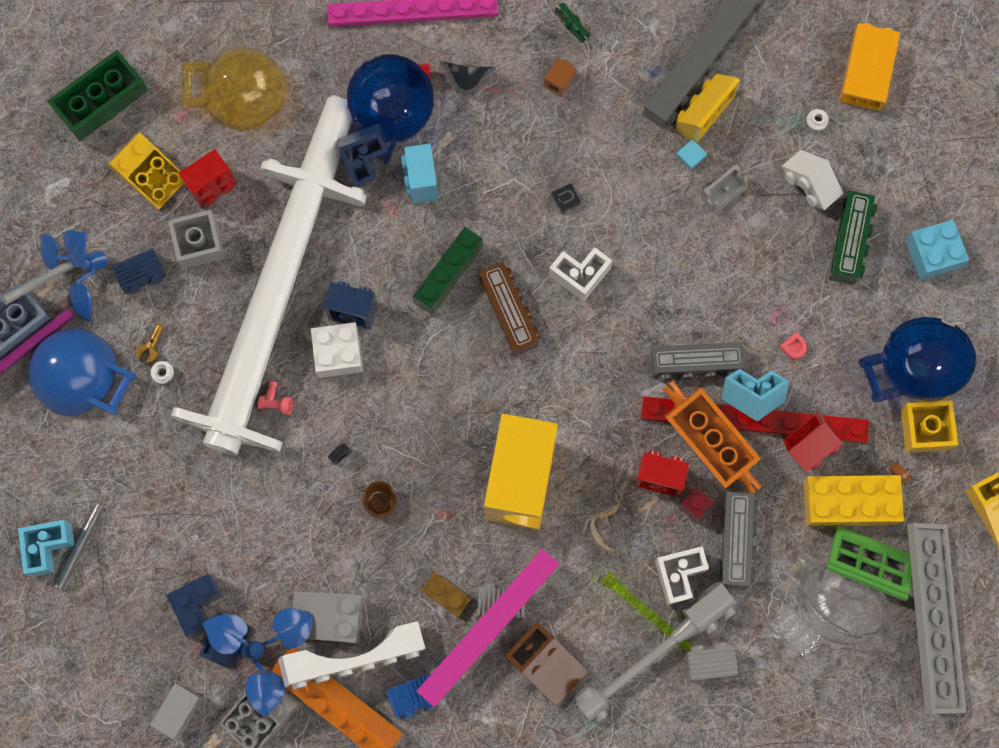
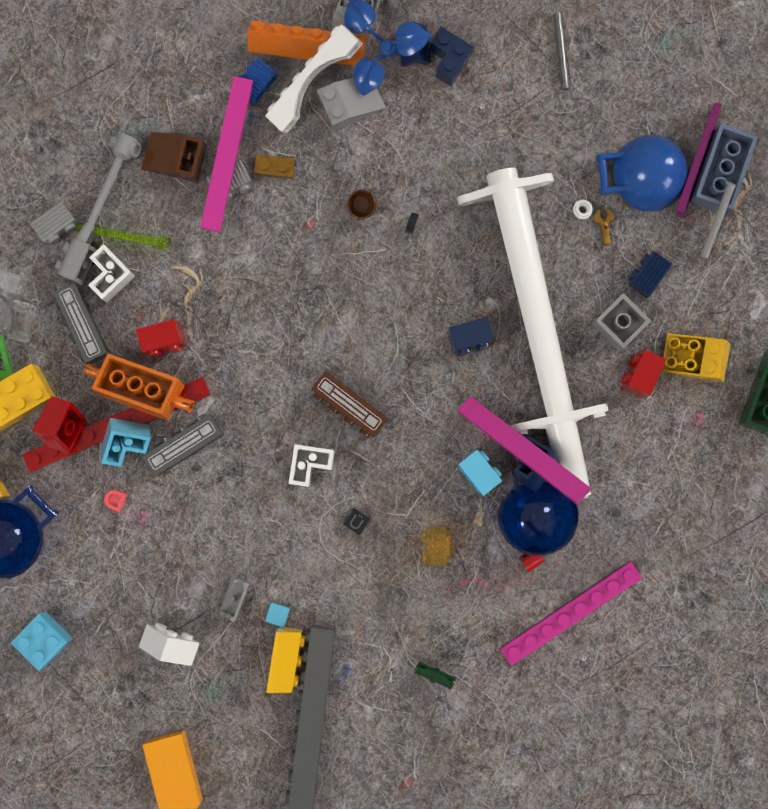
camera: 150 degrees right, 10 degrees up
(38, 543) = (589, 33): medium azure brick -> none
(75, 247) = (702, 251): blue plant -> none
(237, 88) = (667, 466): clear yellow windscreen -> none
(269, 402) = (489, 232): coral piece -> none
(336, 350) = (461, 297): white brick -> none
(366, 164) = (524, 450): none -> dark pink tile
(448, 271) = (413, 407): dark green brick -> none
(466, 77) = (493, 578): black hat -> none
(500, 129) = (437, 546): none -> clear yellow brick
(520, 471) = (262, 273): yellow piece -> none
(560, 77) = (417, 621): dark orange brick -> none
(695, 504) = (125, 332): dark red brick -> none
(815, 125) = (198, 701): white plate -> none
(852, 237) = (114, 614): dark green brick -> none

